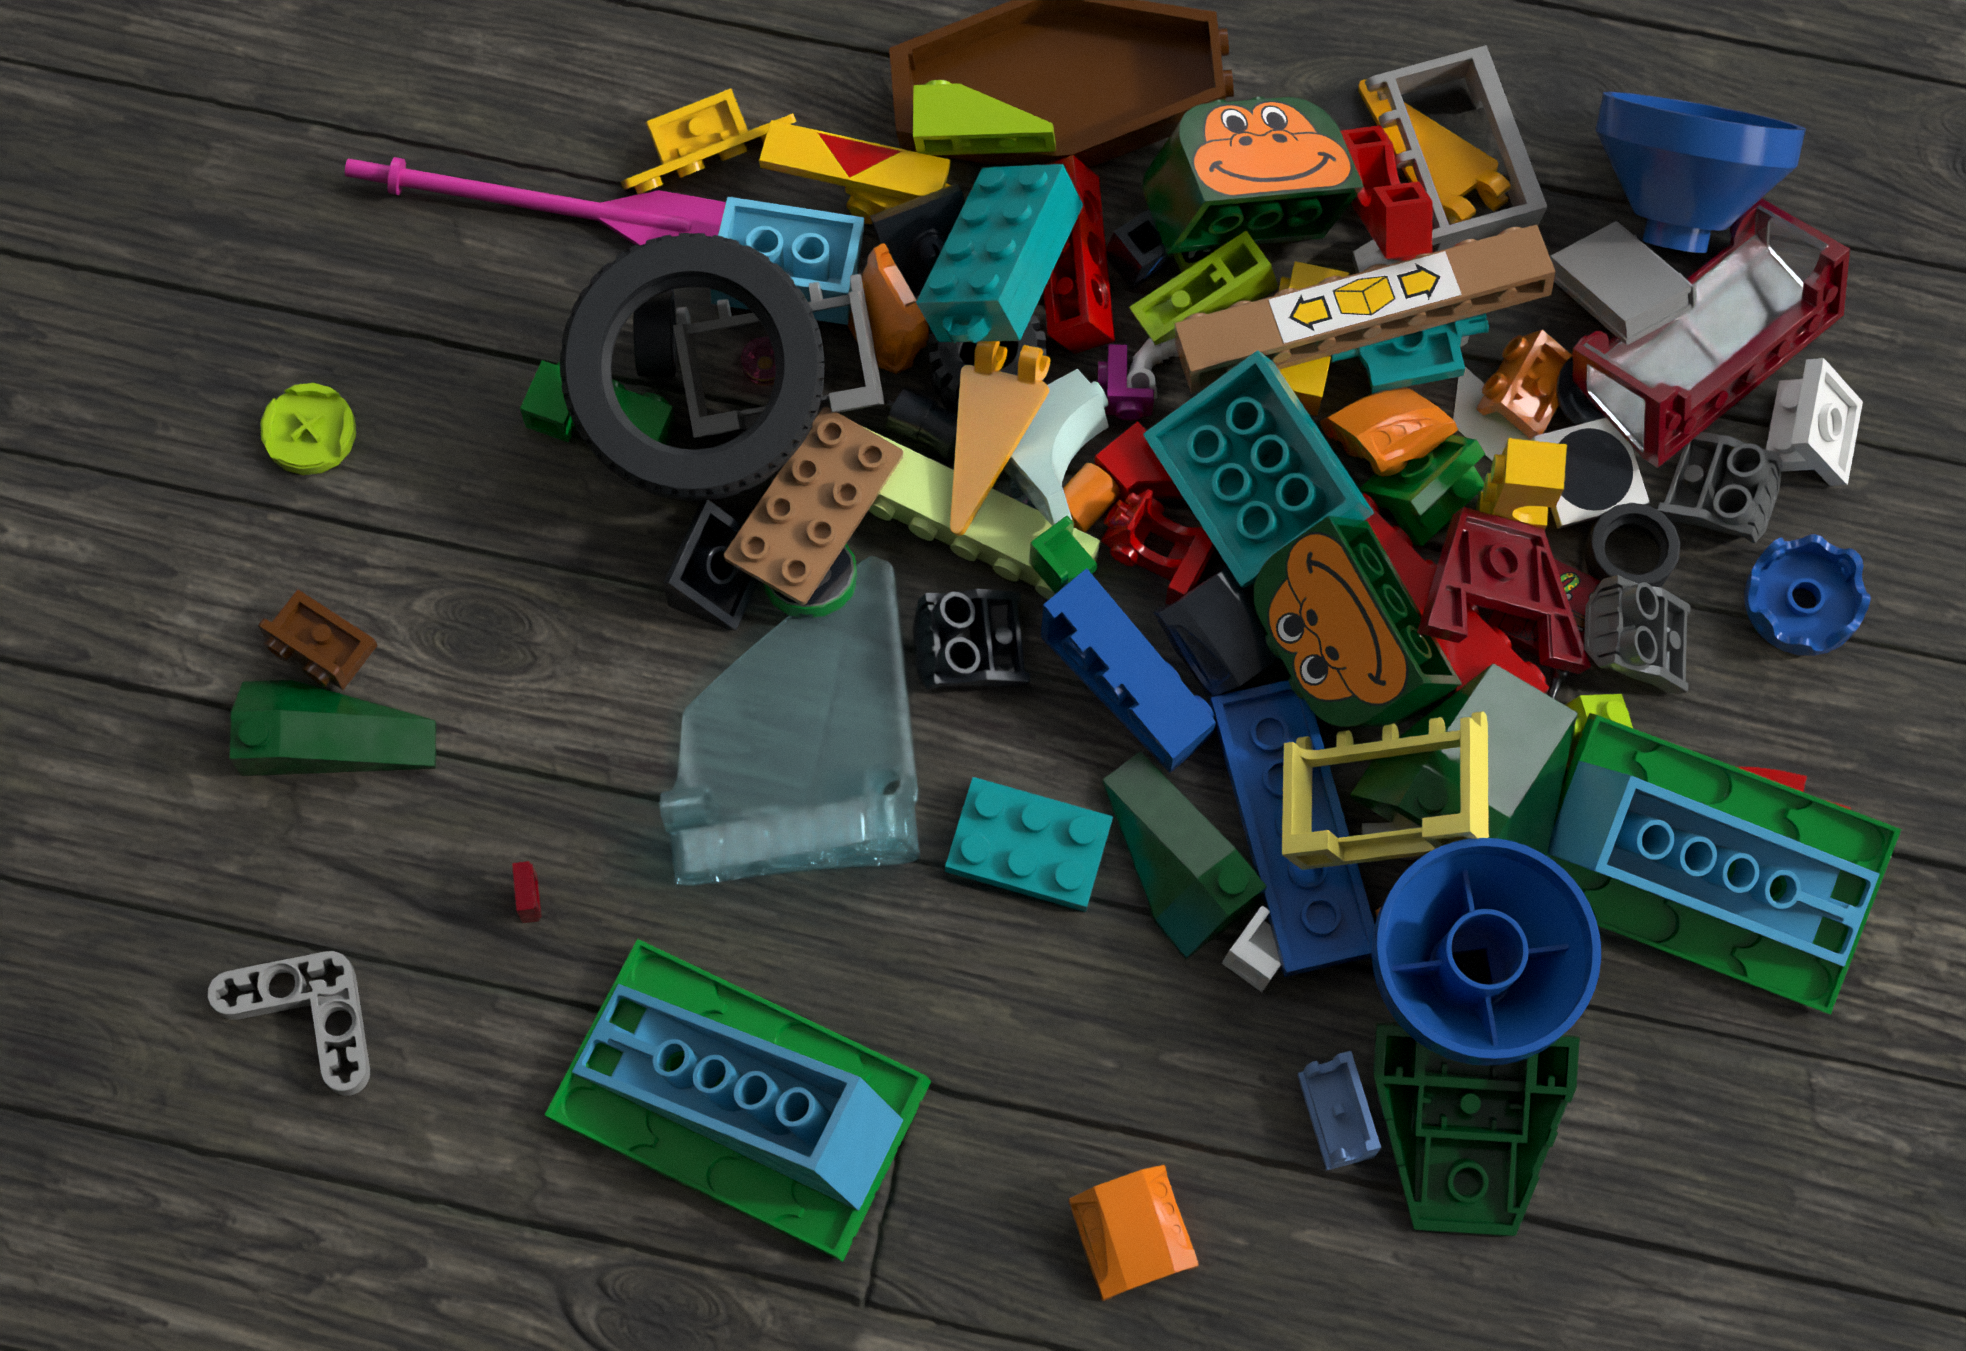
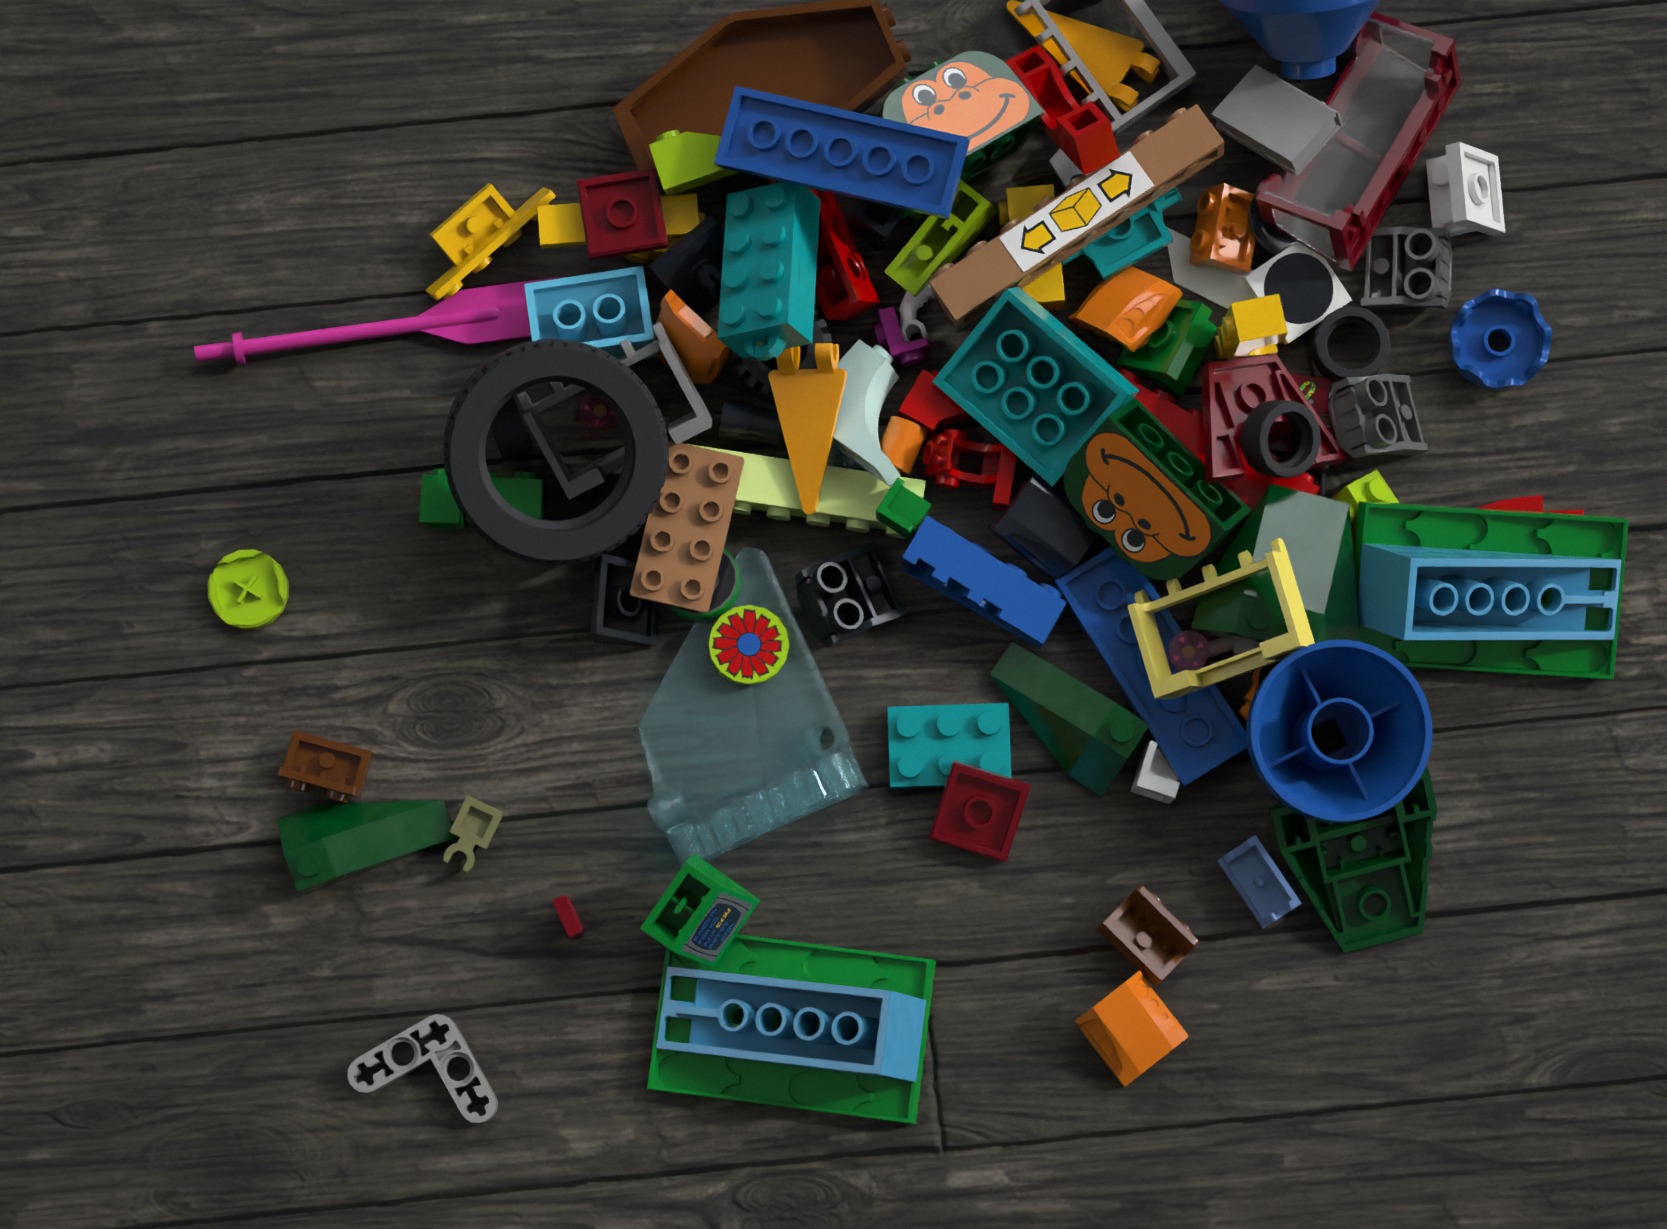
camera: 15 degrees left, 10 degrees up
(457, 759) = (474, 827): none -> olive plate
(674, 928) = (700, 912): none -> green slope
(838, 658) = (748, 645): none -> tile
(860, 154) = (622, 214): none -> dark red tile
(1038, 925) = (979, 811): none -> dark red tile
(1122, 145) = (842, 152): none -> blue plate
(1189, 1129) = (1148, 935): none -> reddish brown bracket
(1340, 816) = (1188, 651): none -> clear pink tile
(1550, 620) = (1305, 443): none -> black tyre

